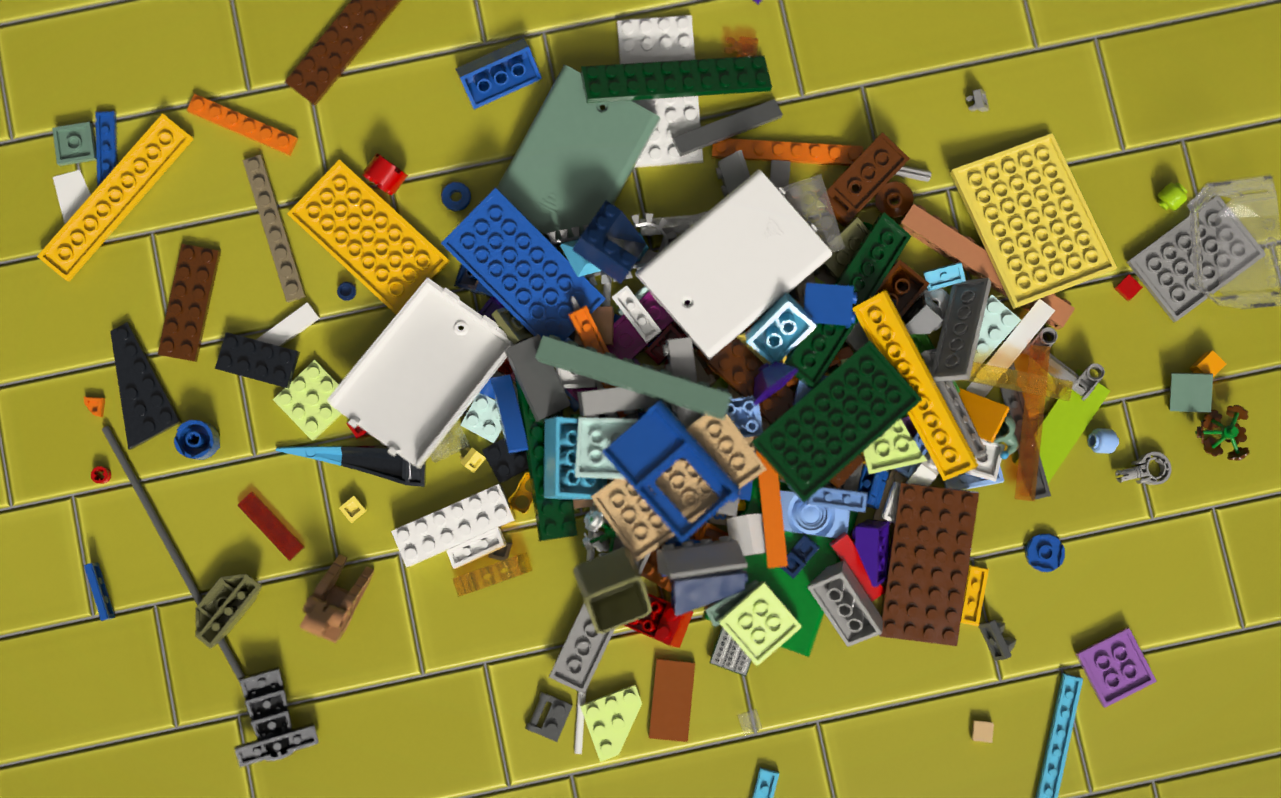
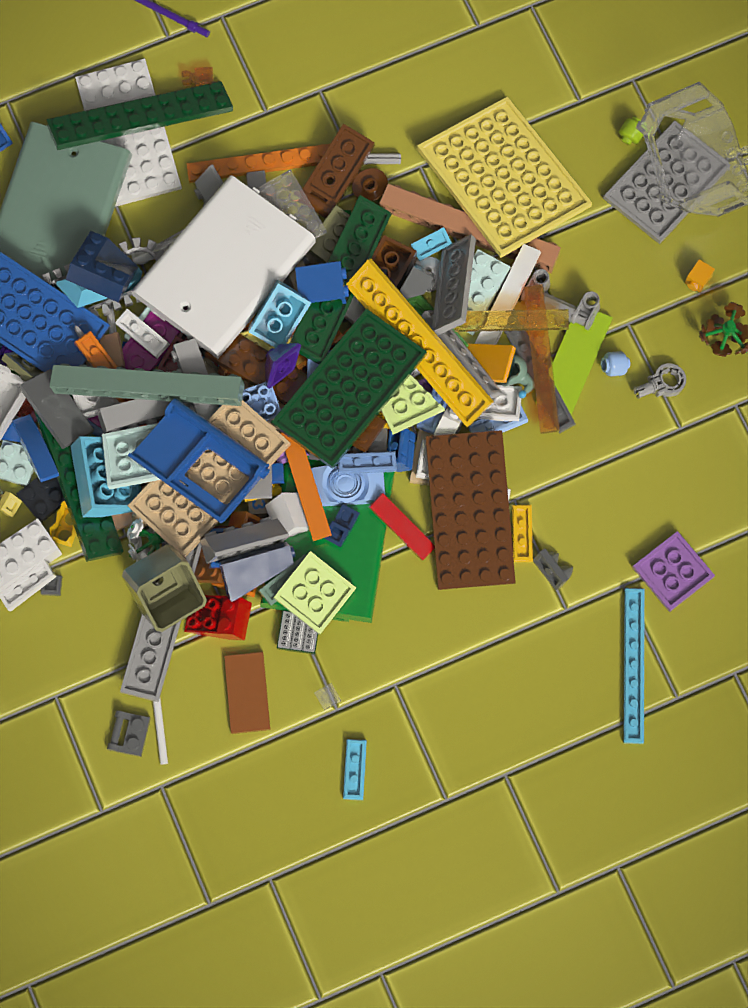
camera: 10 degrees left, 10 degrees down
(492, 574) = (47, 605): clear yellow beam -> none
(611, 720) = (190, 723): yellowish green plate -> none
(727, 127) = (198, 151): dark grey tile -> none
(846, 604) = (397, 562): light grey slope -> none
(873, 548) = (414, 505): dark purple slope -> none
(980, 101) = (433, 81): light grey tile -> none
(982, 731) = (557, 659): tan tile -> none
(1044, 552) = (583, 479): blue tile -> none
(1128, 287) = (610, 221): red tile -> none
(1191, 392) = (688, 302): sand green tile -> none

